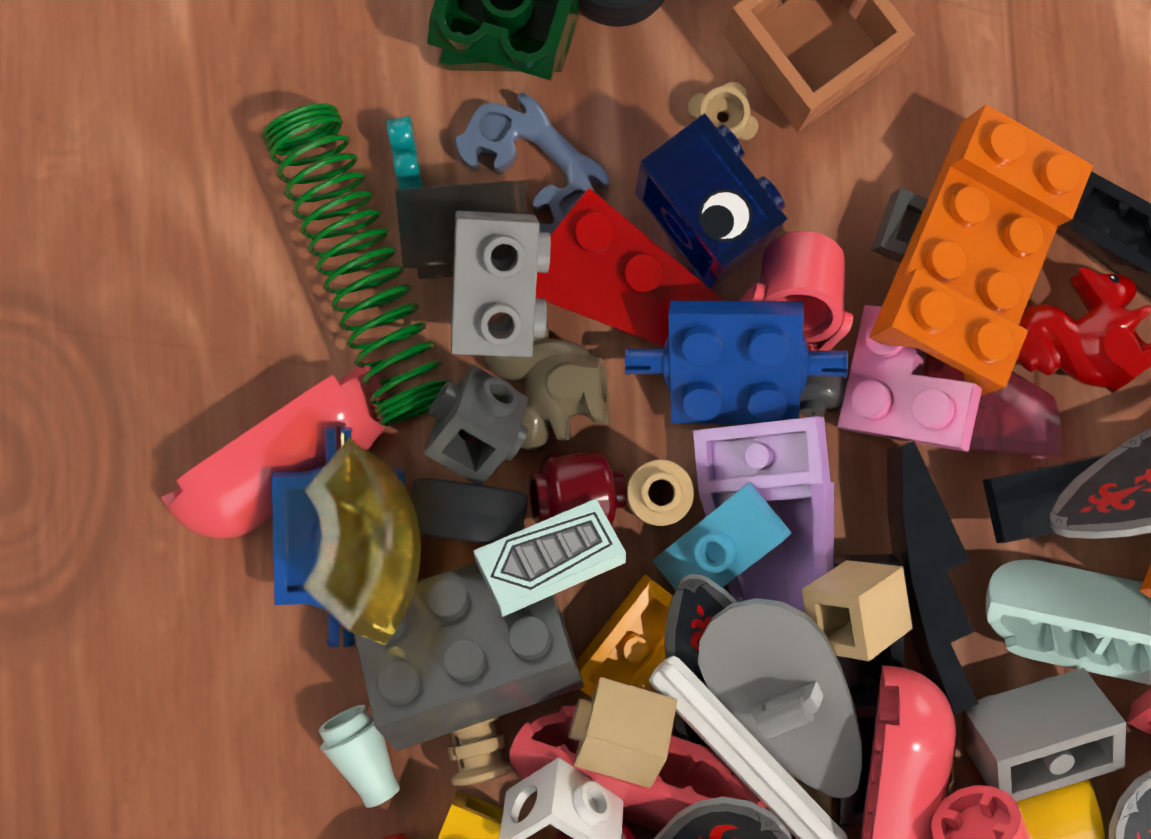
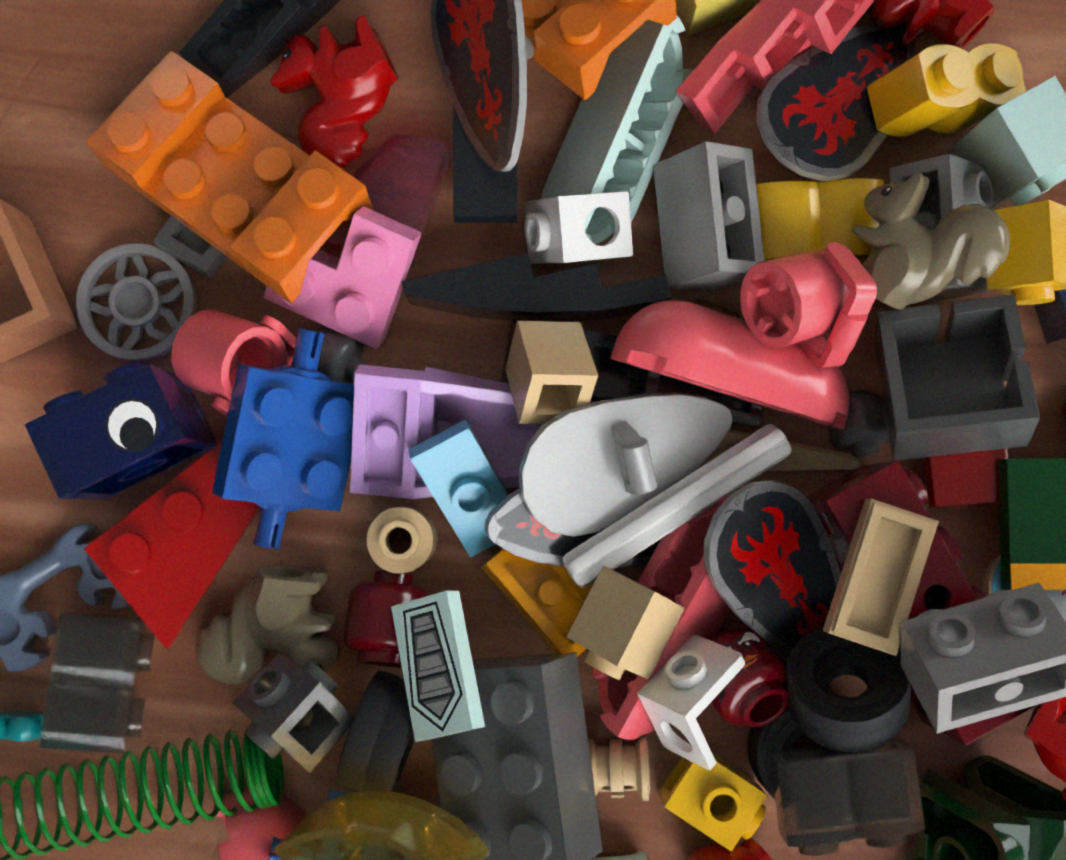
camera: 80 degrees left, 0 degrees up
(497, 284) = (152, 676): light grey brick -> none
(730, 100) = (32, 385): tan plate -> none
(835, 181) = (134, 301): none -> light grey wheel
(1001, 585) = (558, 233): none -> white bracket

